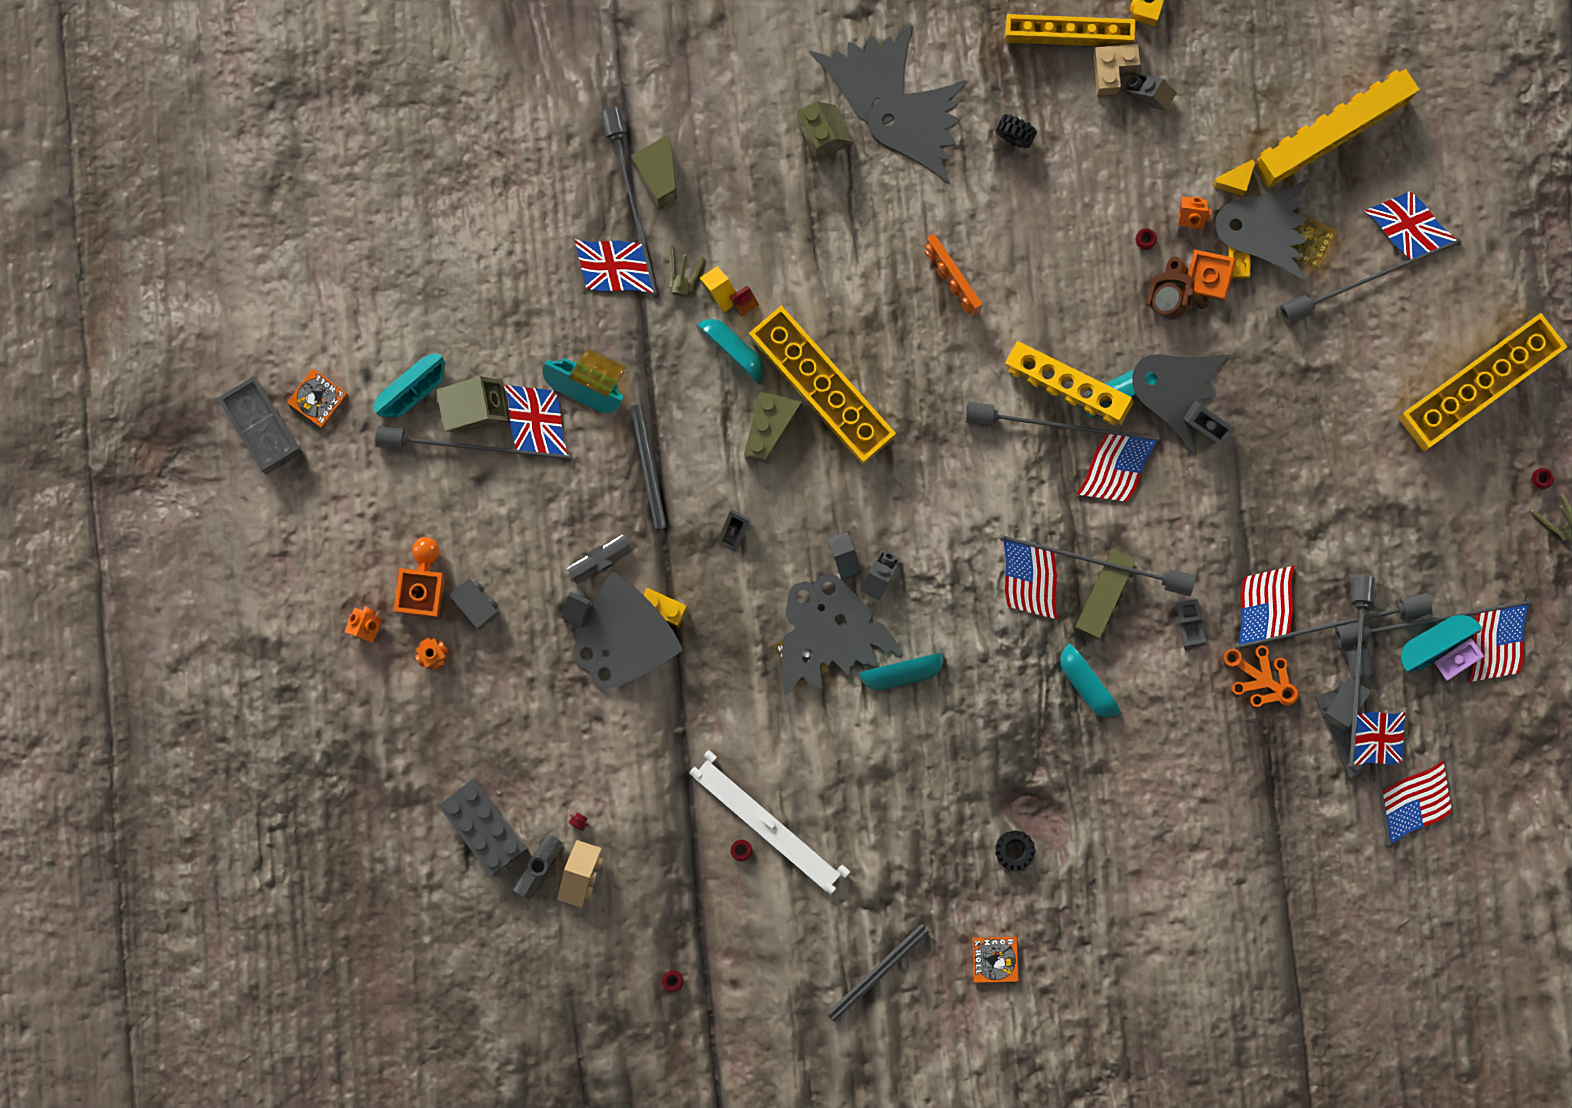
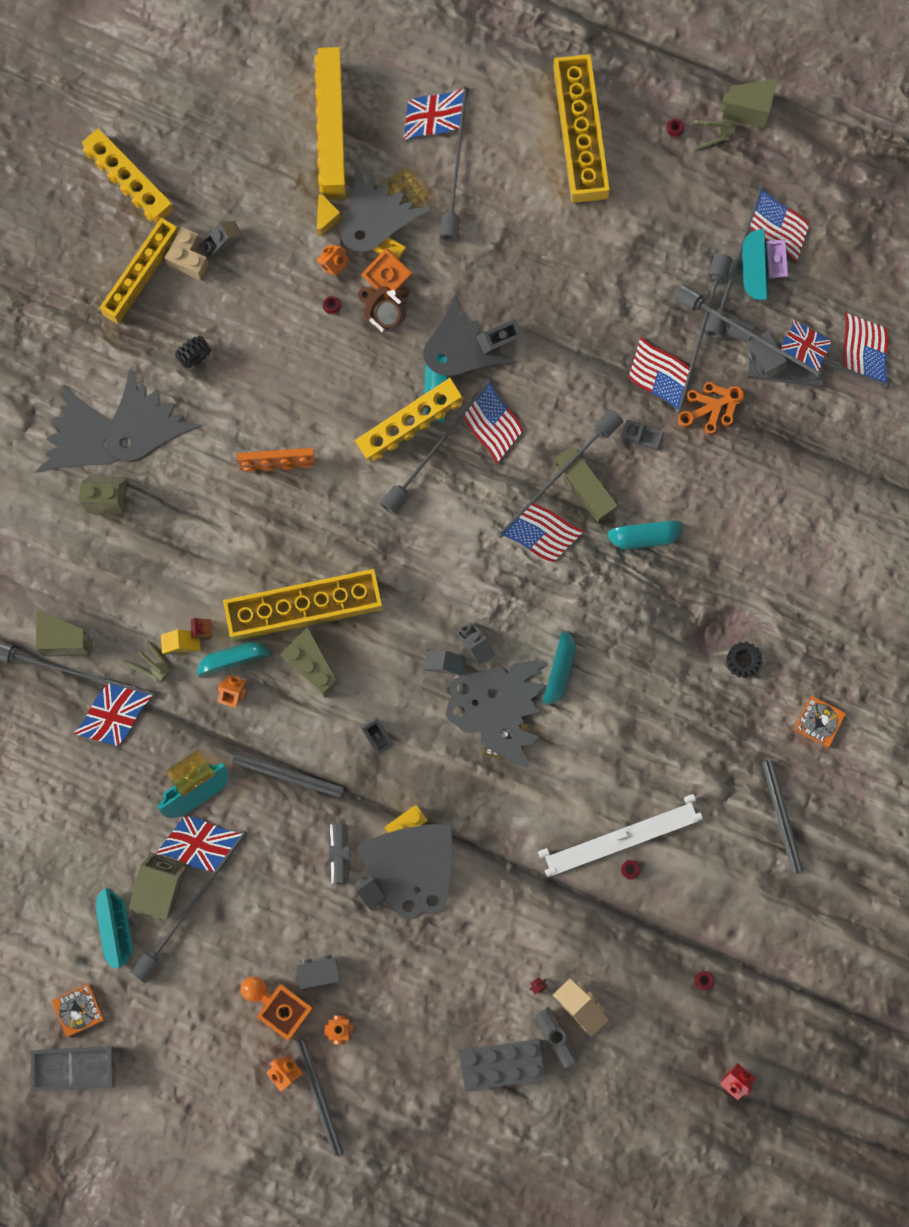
camera: 65 degrees left, 5 degrees down
(360, 671) = (319, 1097): none -> dark grey axle
(591, 1065) = (738, 1081): none -> red brick
(698, 366) = (232, 691): none -> orange brick

